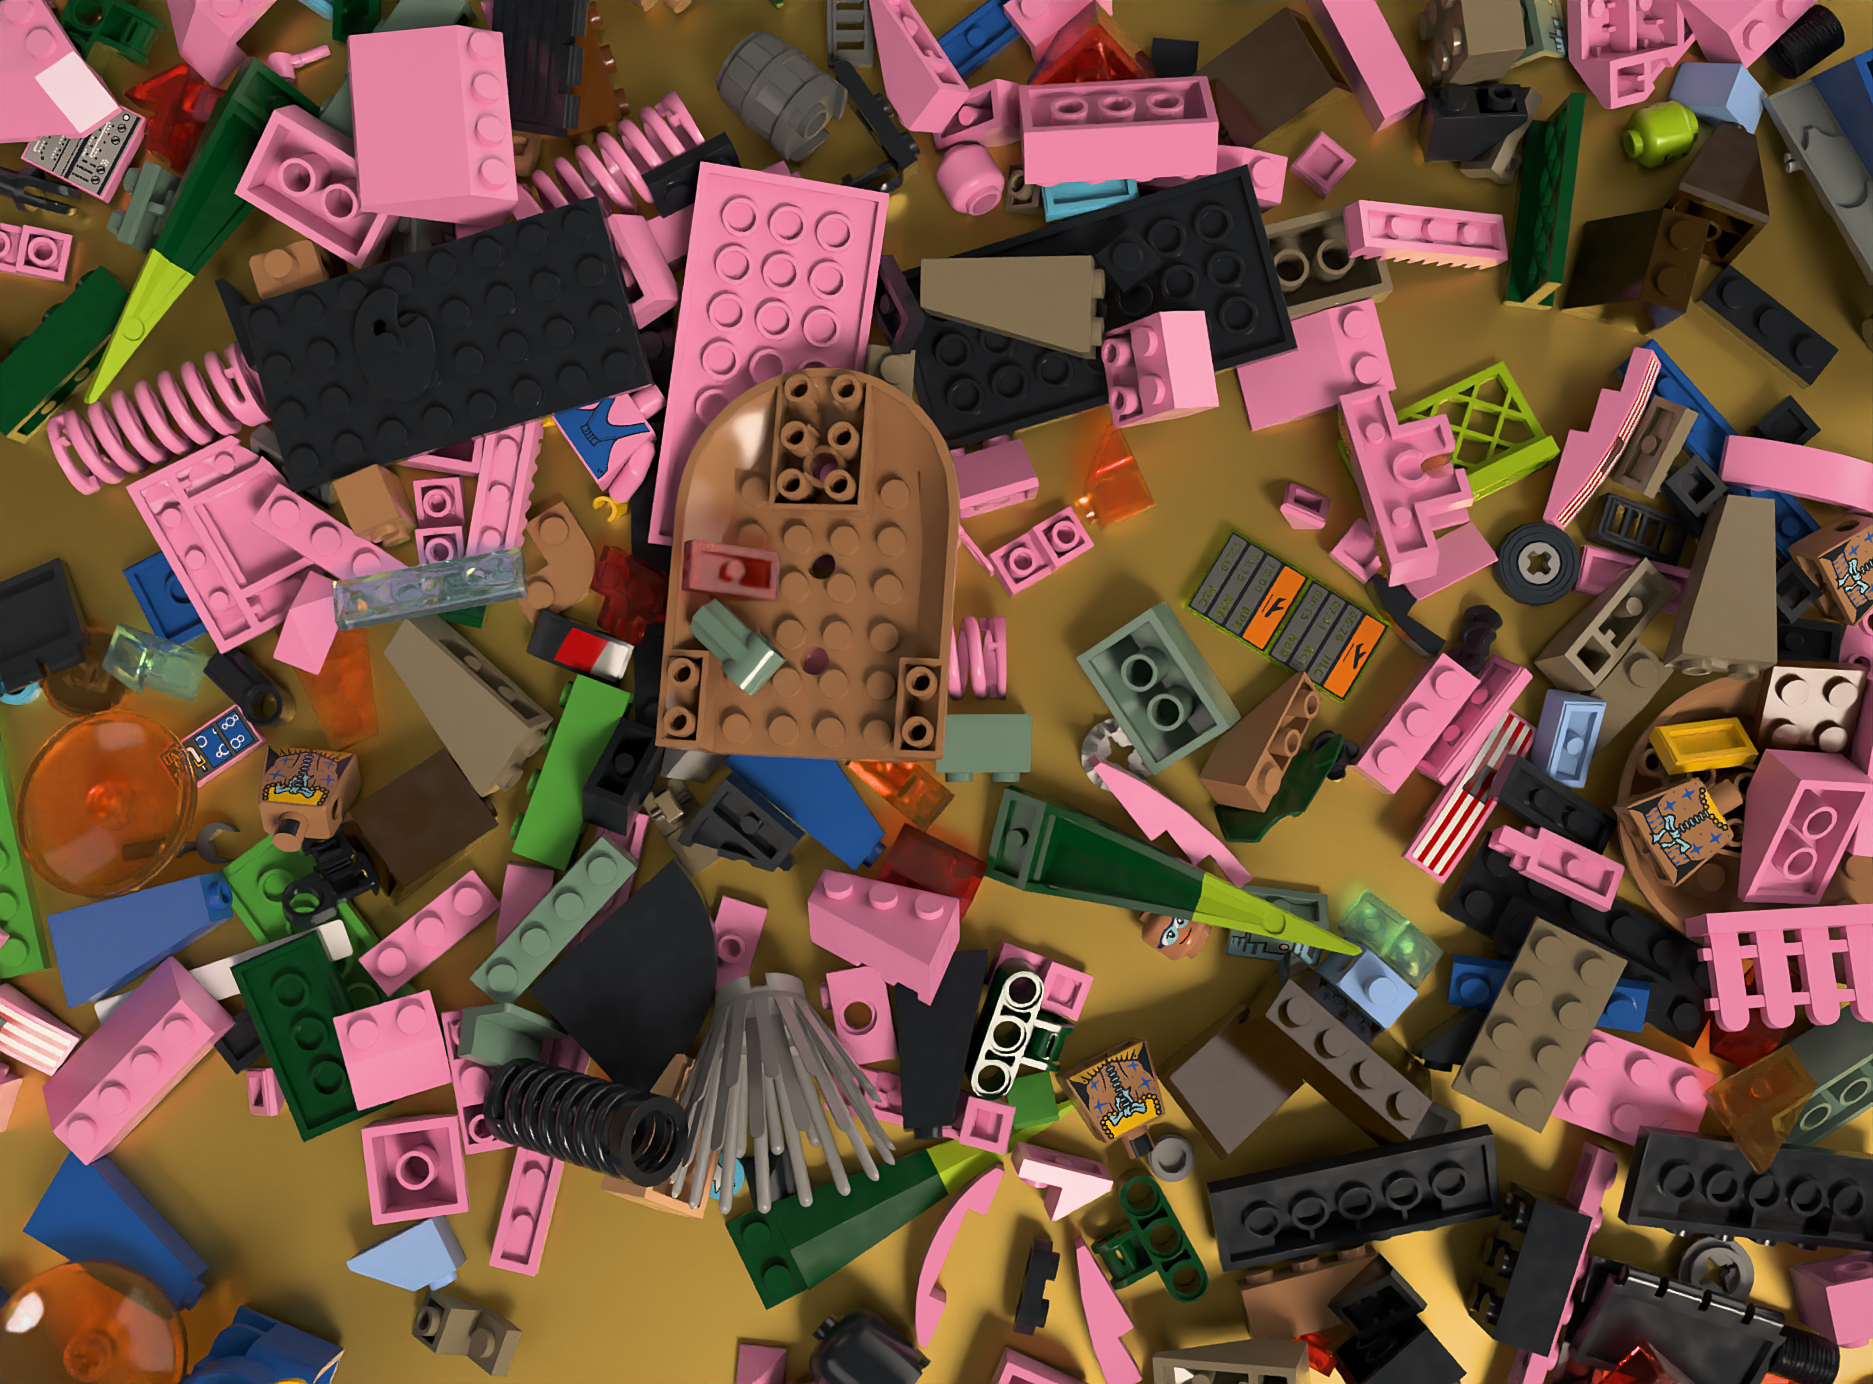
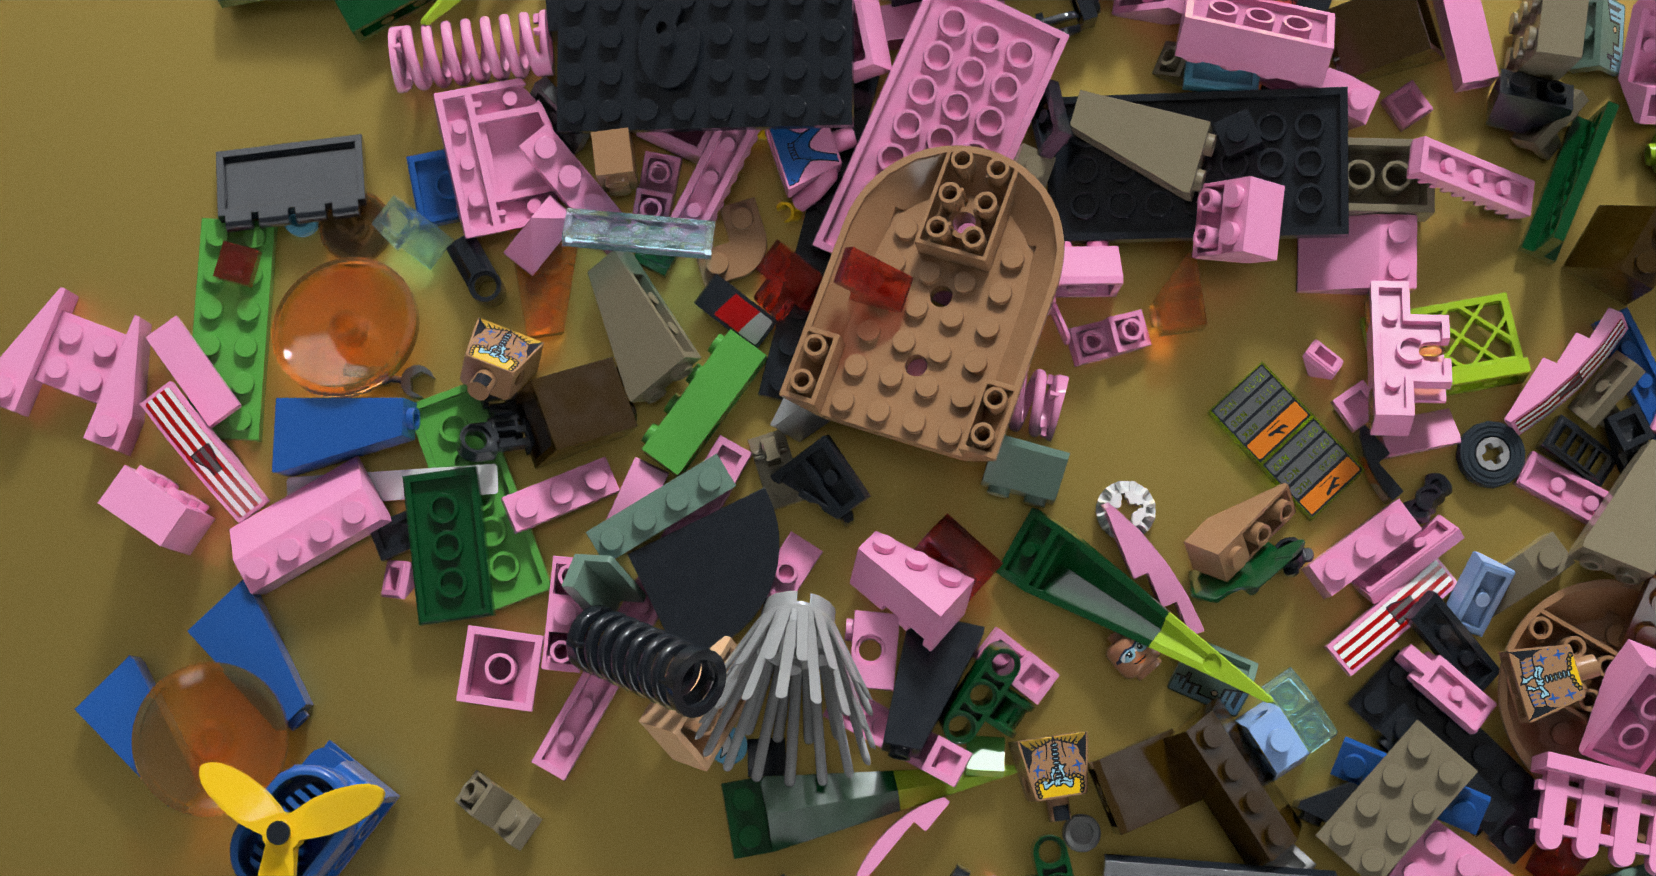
camera: 20 degrees right, 5 degrees down
(222, 743) = (444, 307): tile -> none
(393, 1049) = (509, 571): bright pink slope -> none
(413, 1256) = (476, 738): light blue slope -> none
(622, 777) = (743, 416): black brick -> none
(745, 654) = (864, 342): sand green piece -> none
(819, 801) = (887, 475): blue slope -> none
(906, 789) = (954, 484): clear orange slope -> none
(970, 179) = (1133, 42): bright pink head -> none
(1070, 1178) = (999, 825): bright pink slope -> none
(1159, 688) = (1171, 465): sand green slope -> none
(1605, 629) = (1530, 517): dark tan slope -> none
(1703, 745) = (1581, 625): yellow tile -> none

